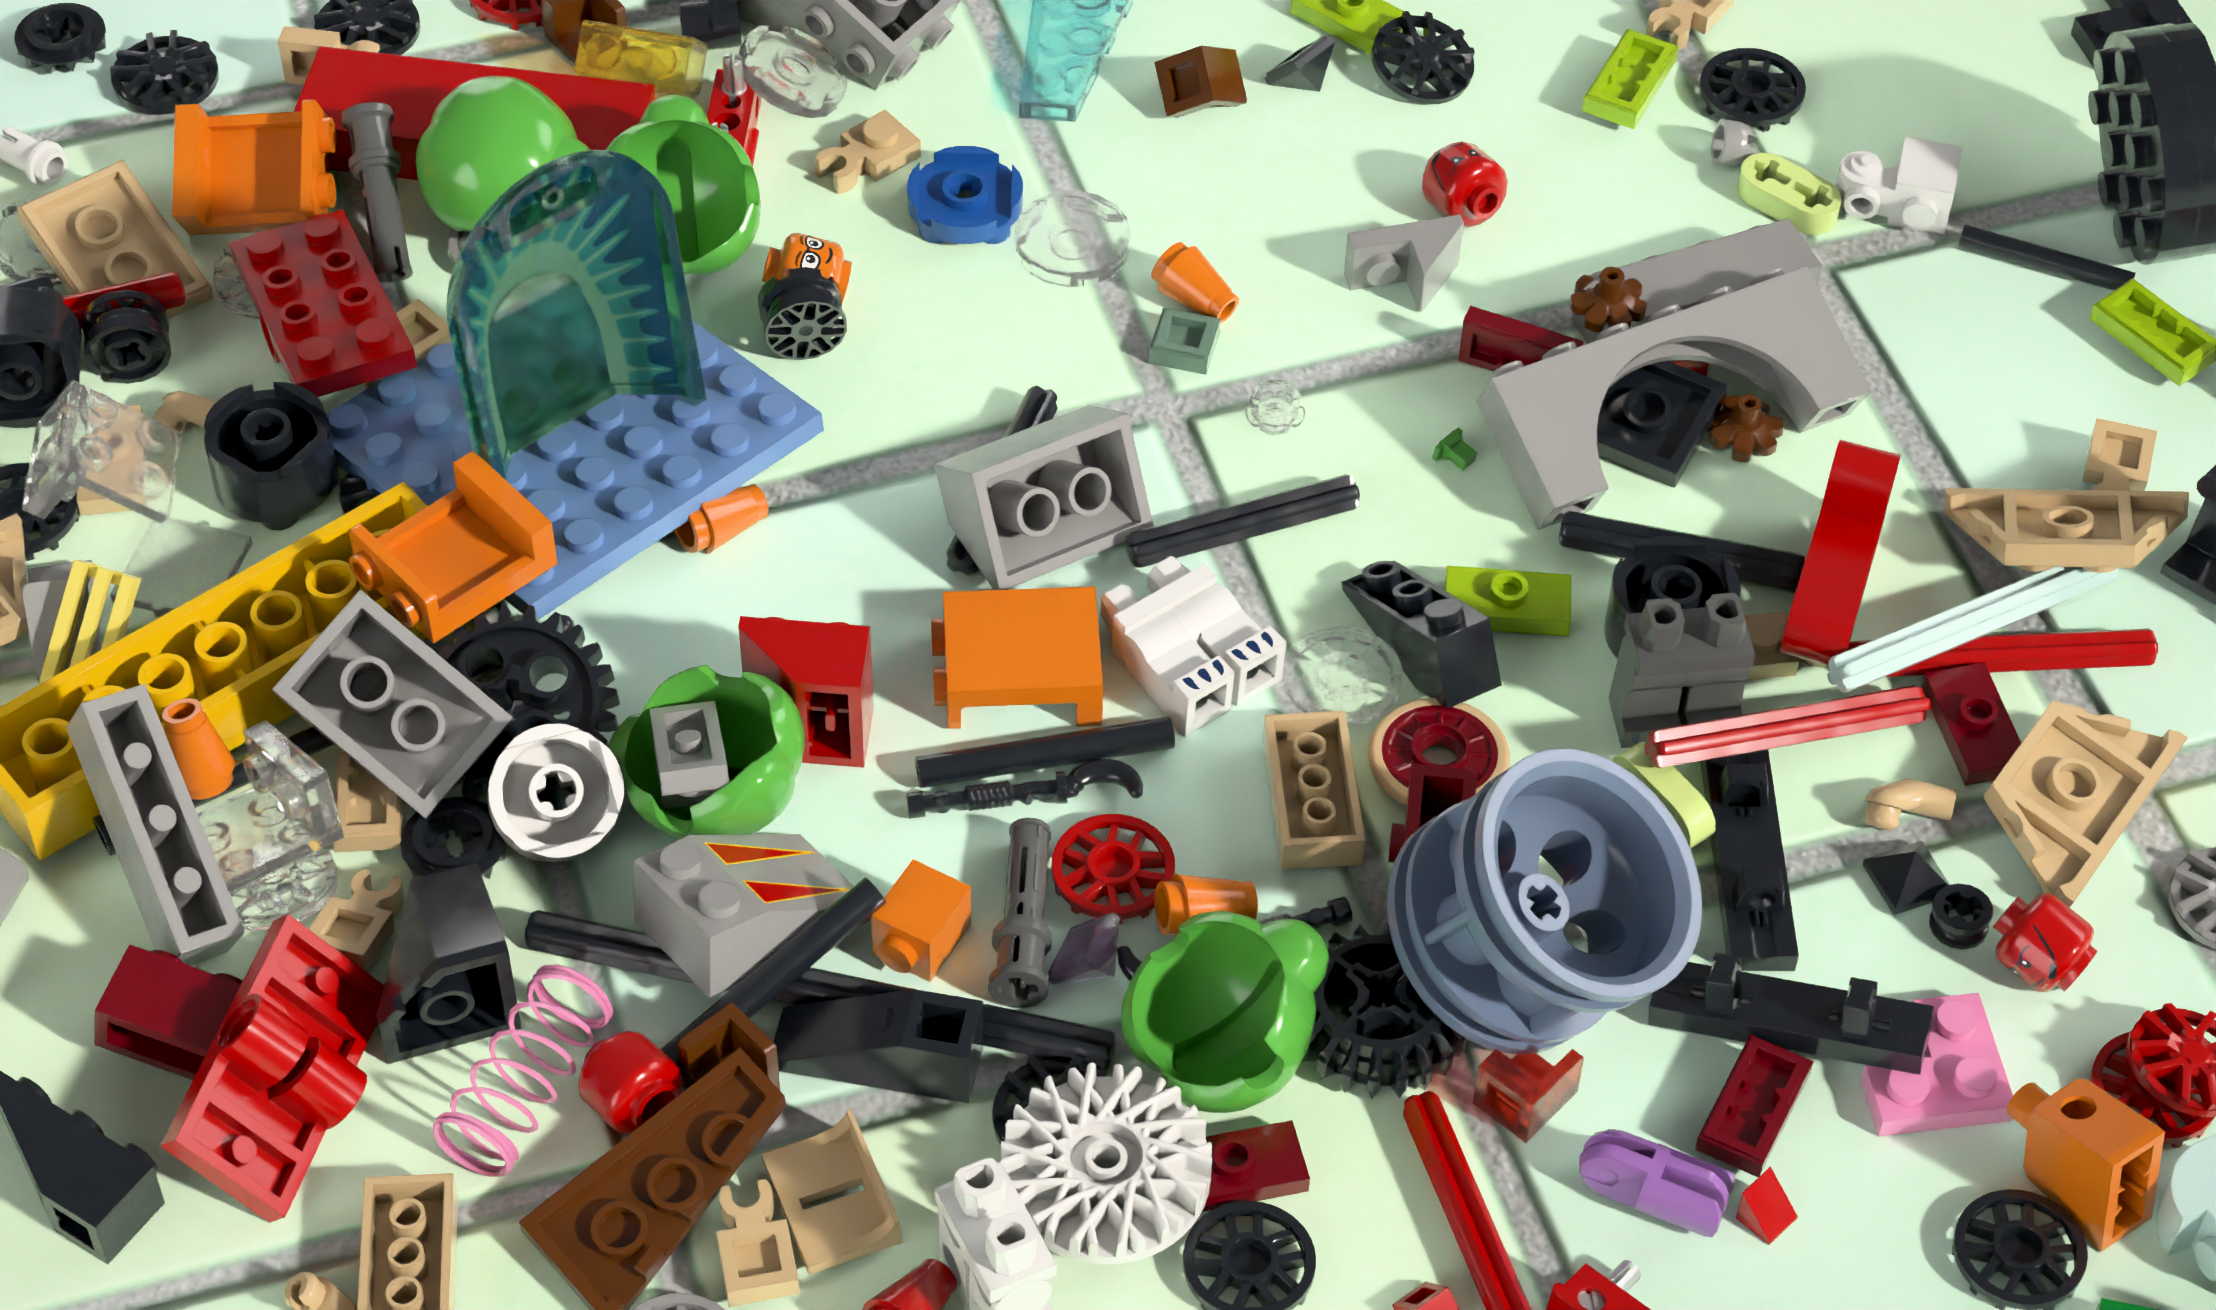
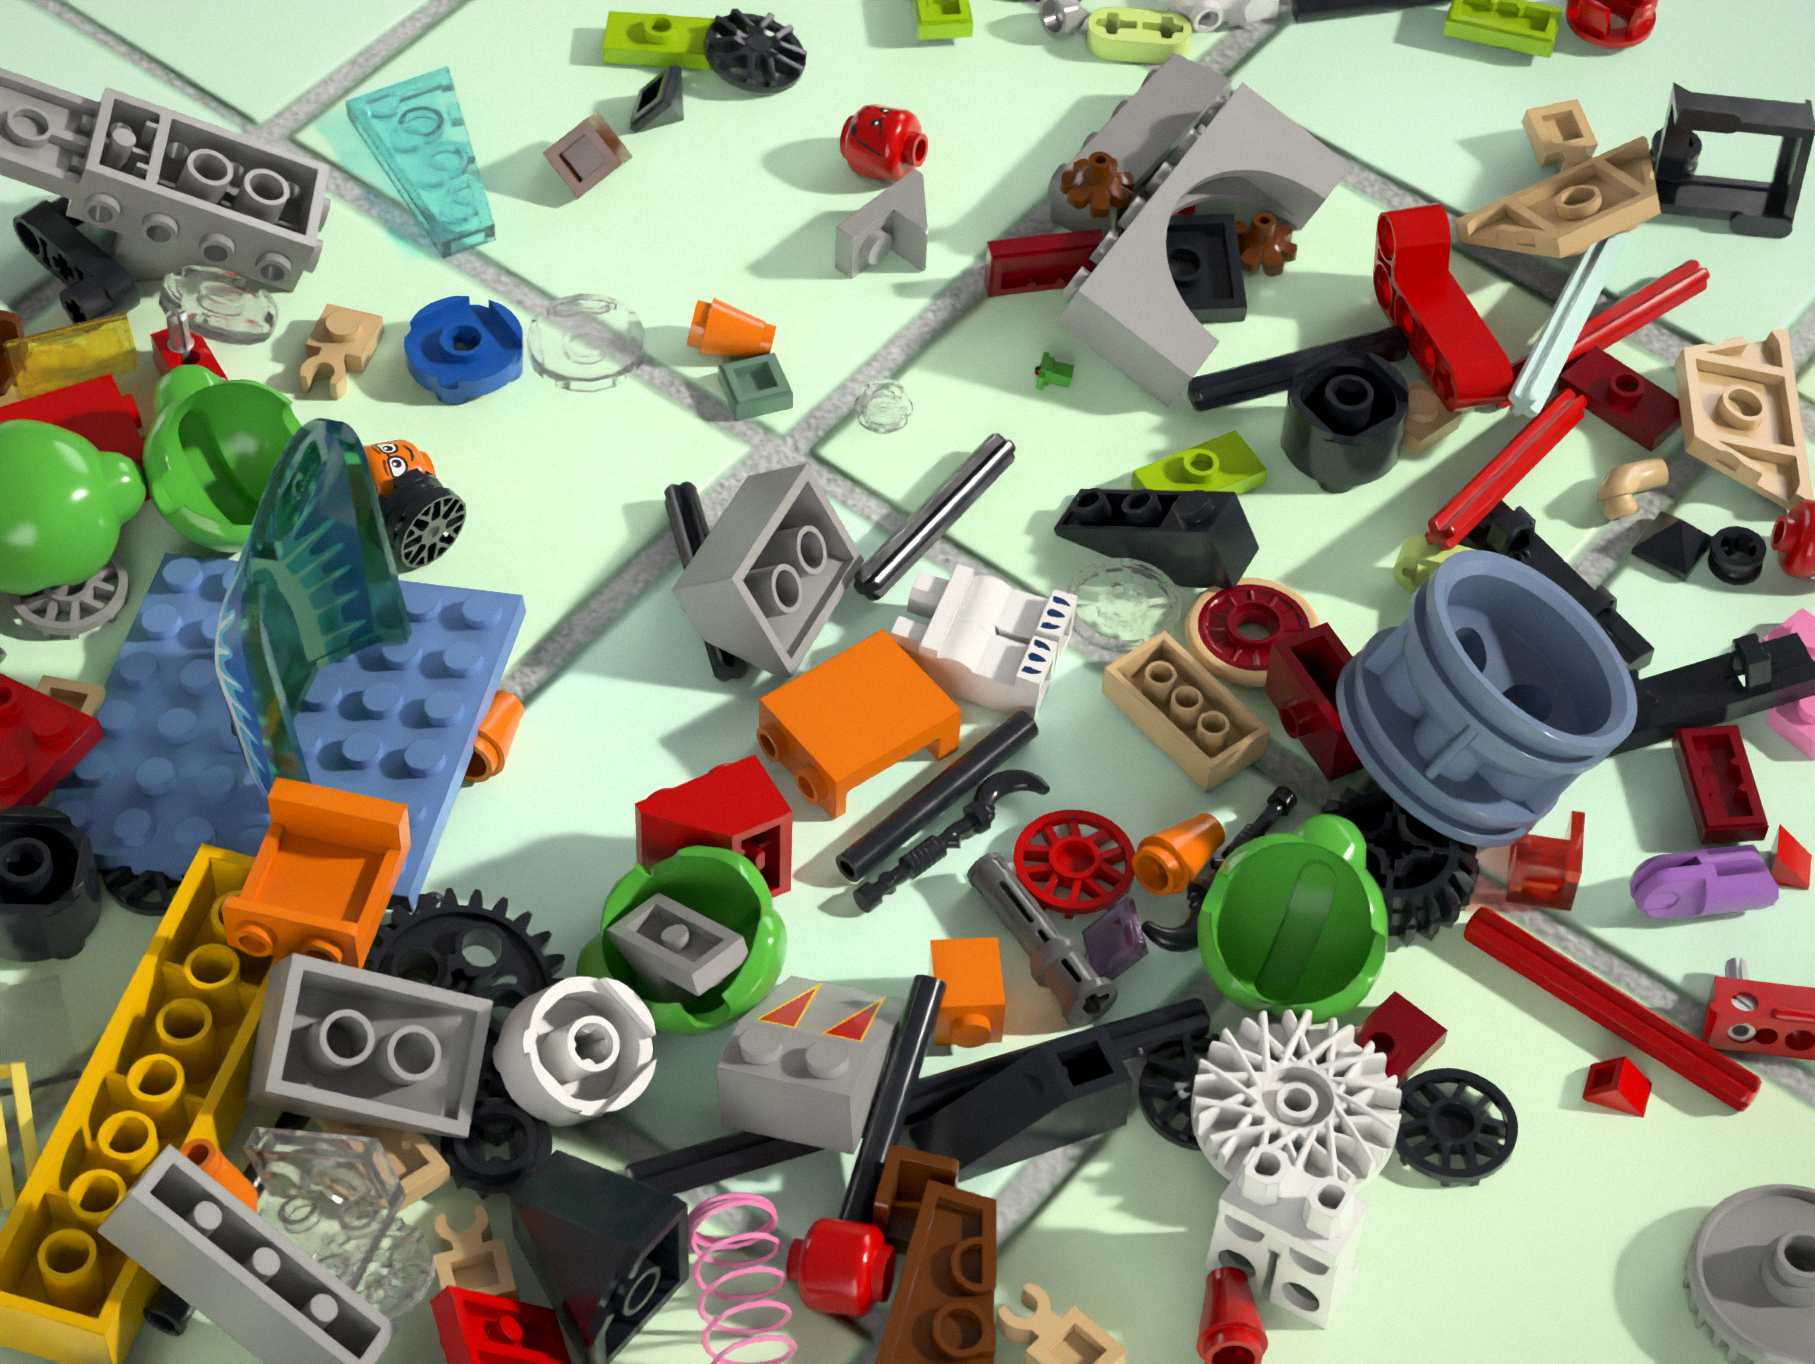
camera: 35 degrees left, 0 degrees up
(824, 1167) = (1061, 1241): tan piece -> none
(1680, 664) = (1403, 463): dark grey hips -> none

